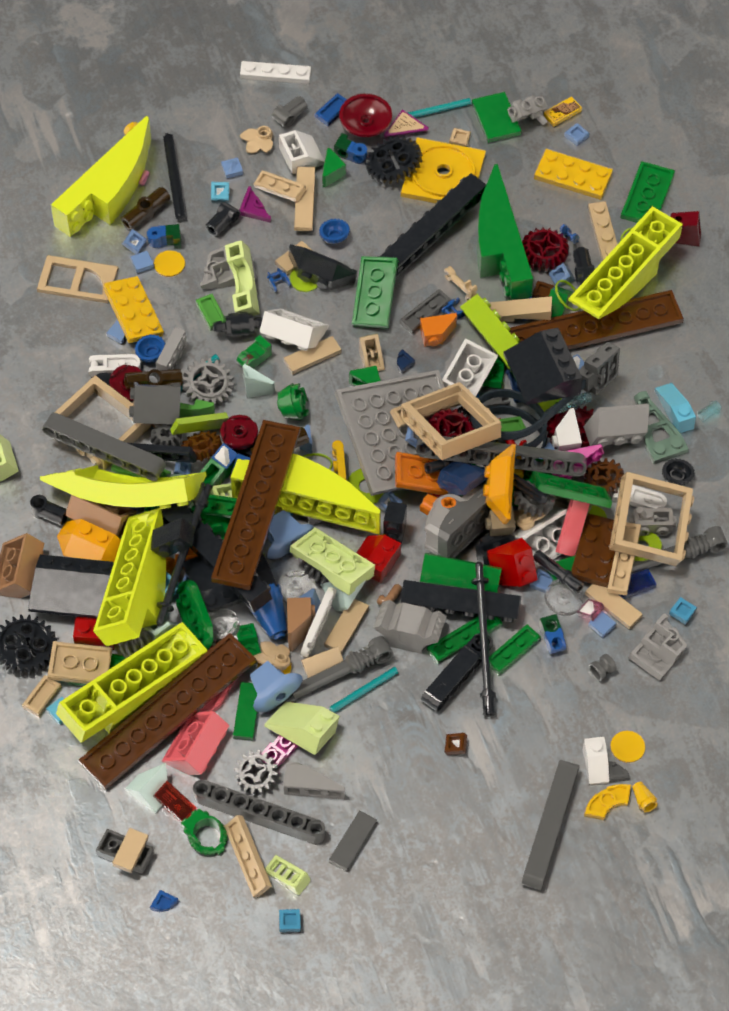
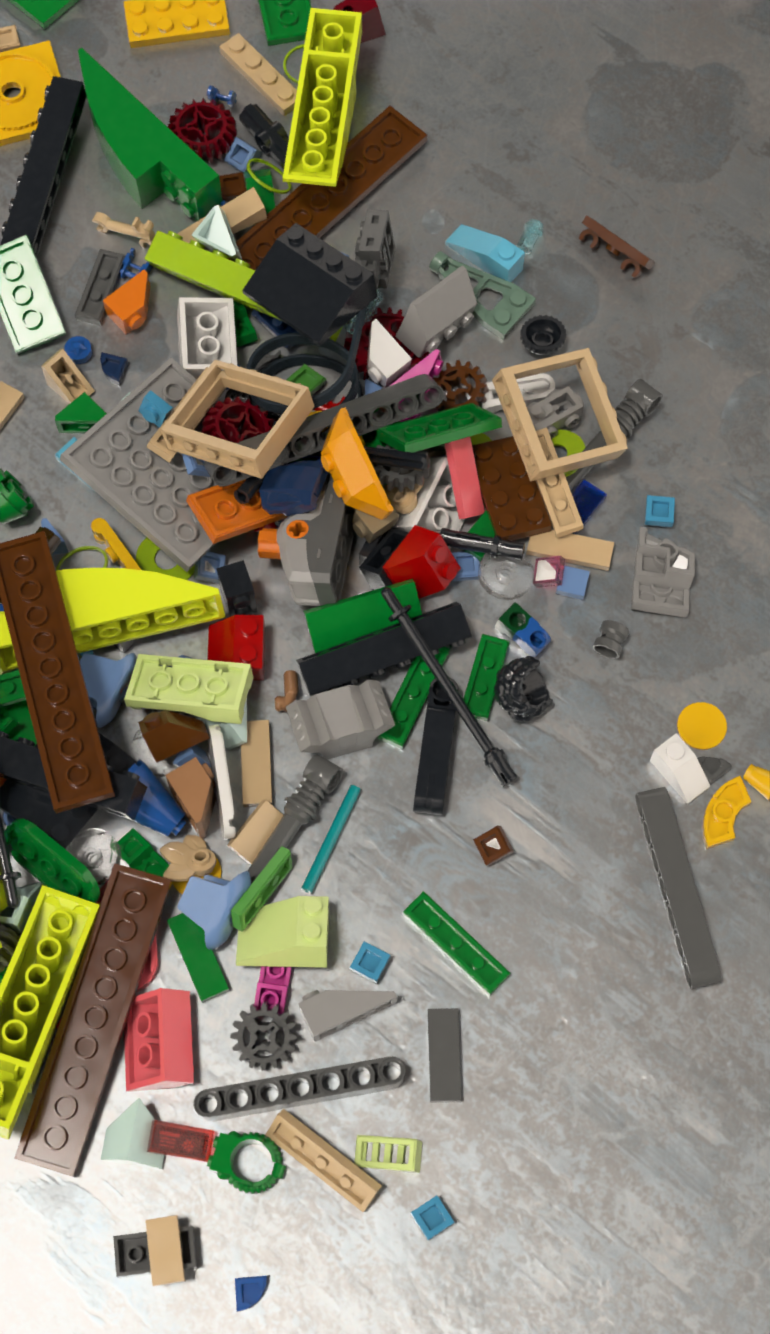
camera: 30 degrees left, 10 degrees up
(304, 692) = (261, 889): none -> bright green tile
(305, 578) = (171, 733): none -> reddish brown slope
(342, 767) = (370, 962): none -> dark azure plate
(389, 341) = (78, 349): none -> blue tile
(399, 785) = (456, 943): none -> green tile
(407, 391) = (154, 409): none -> dark azure plate
(512, 312) = (216, 234): none -> light aqua slope
(528, 664) = (521, 689): none -> black hair

